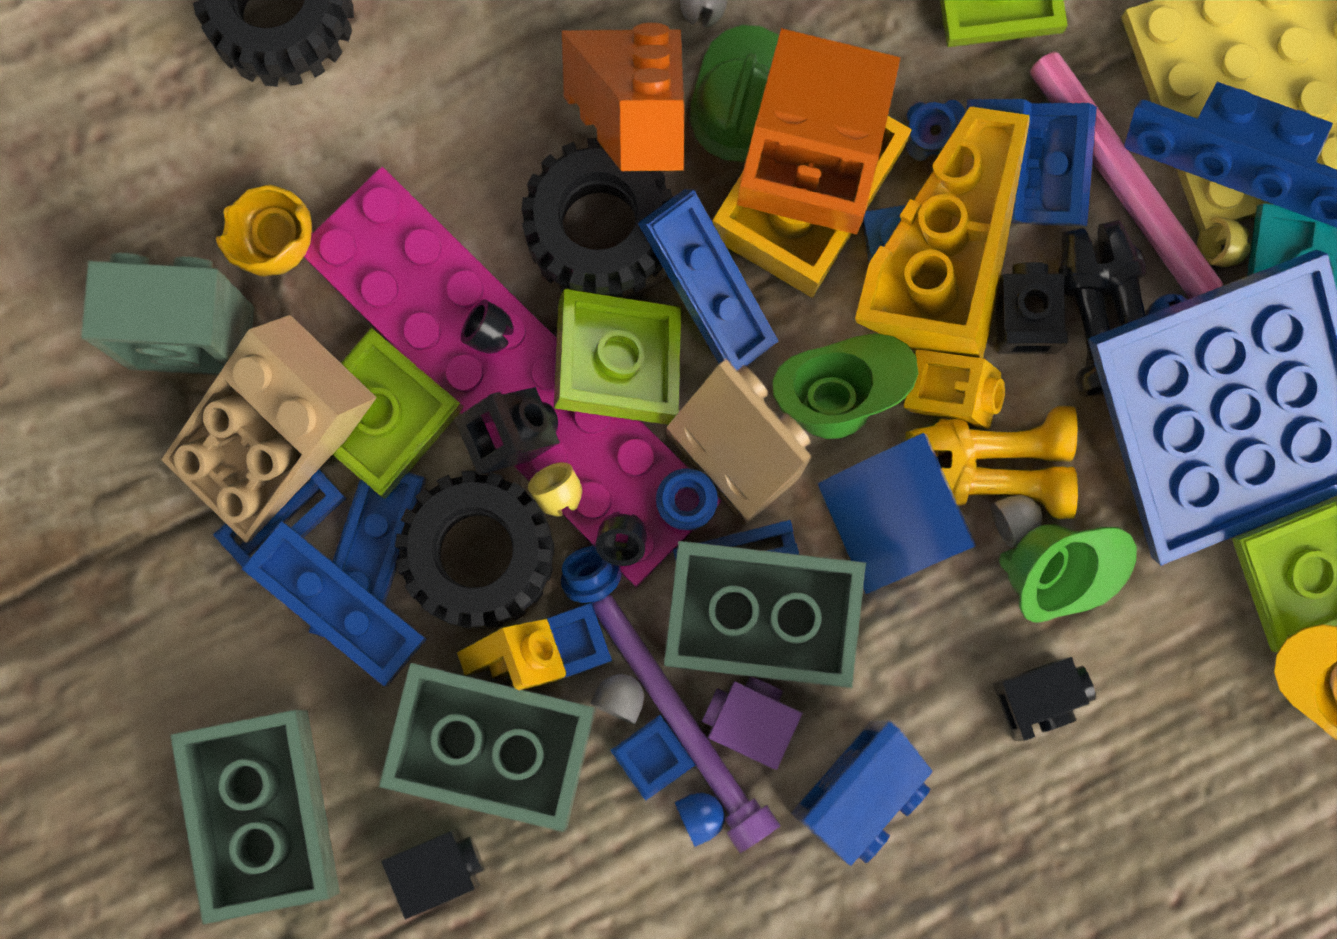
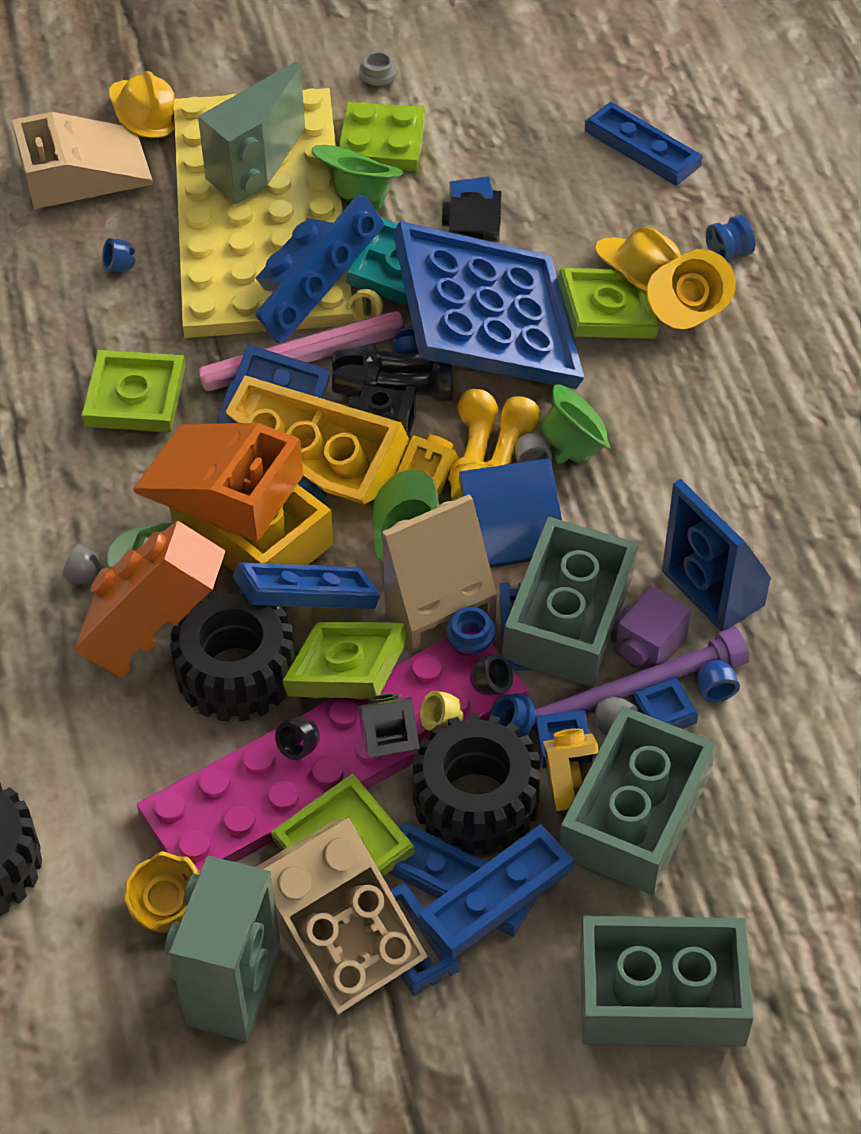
camera: 75 degrees left, 30 degrees down
(433, 872) = (733, 867): black brick -> none
(1044, 697) = (664, 457): black brick -> none

